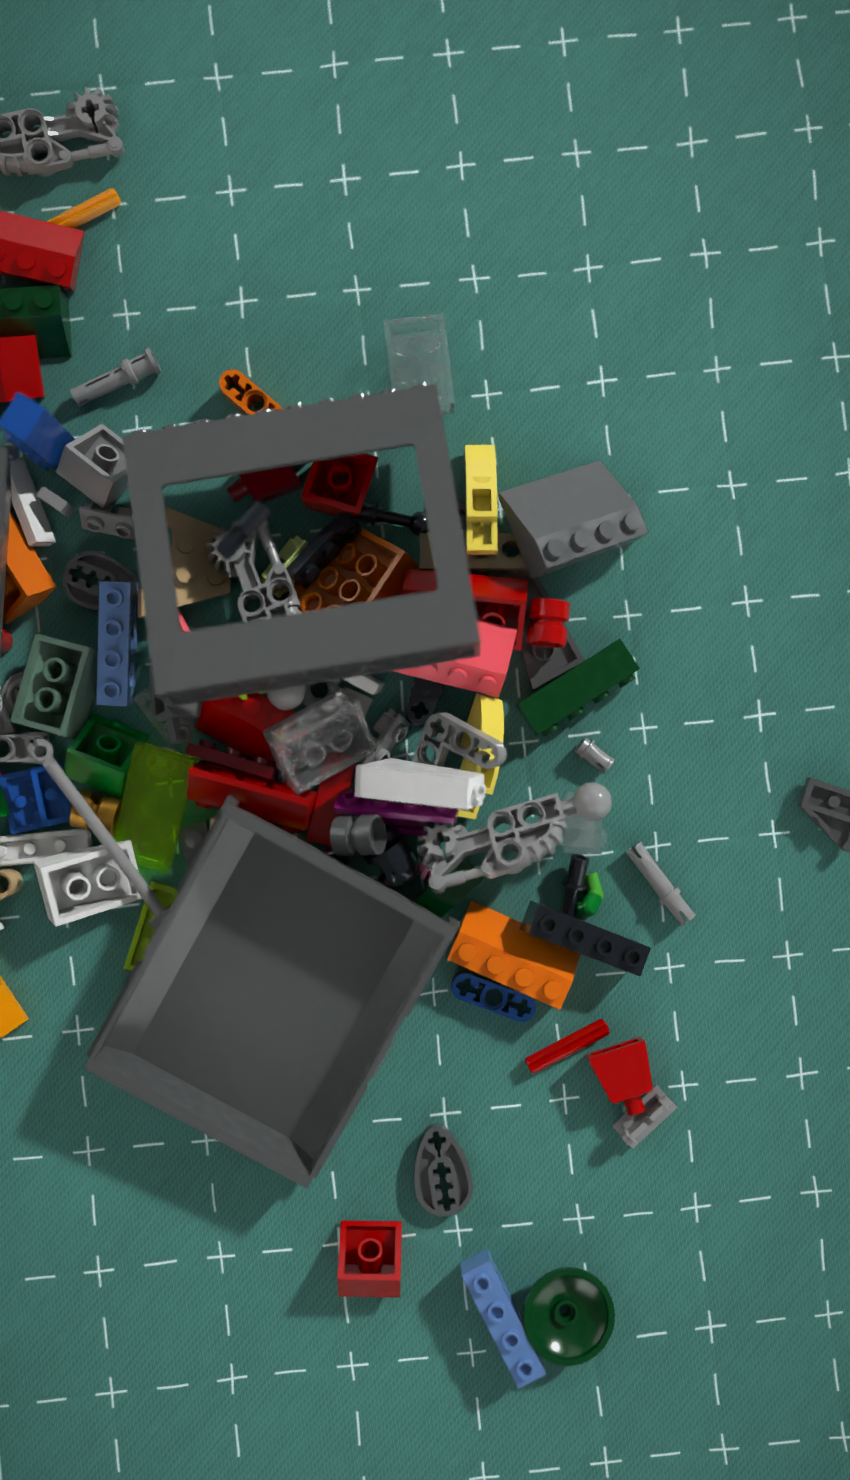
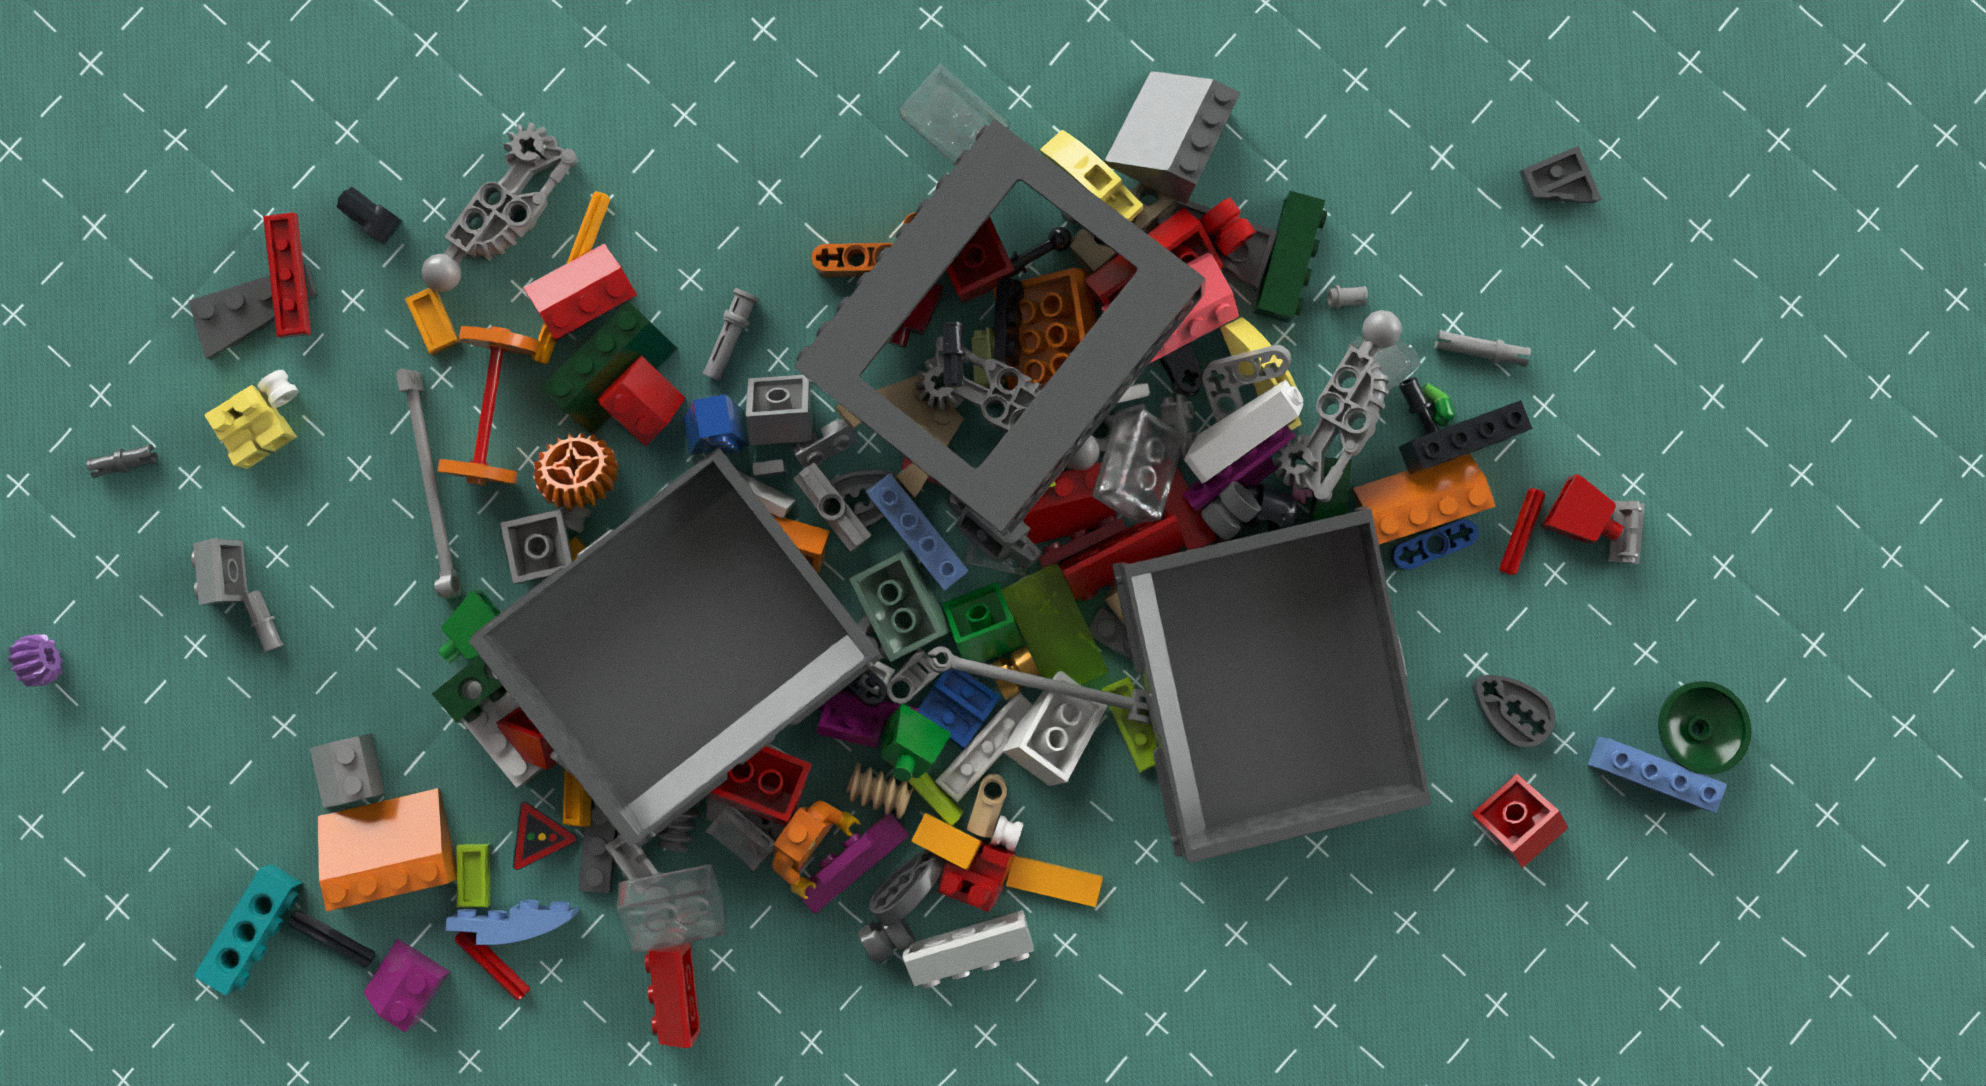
camera: 45 degrees left, 0 degrees up
(72, 549) = (819, 491): none -> light grey piece

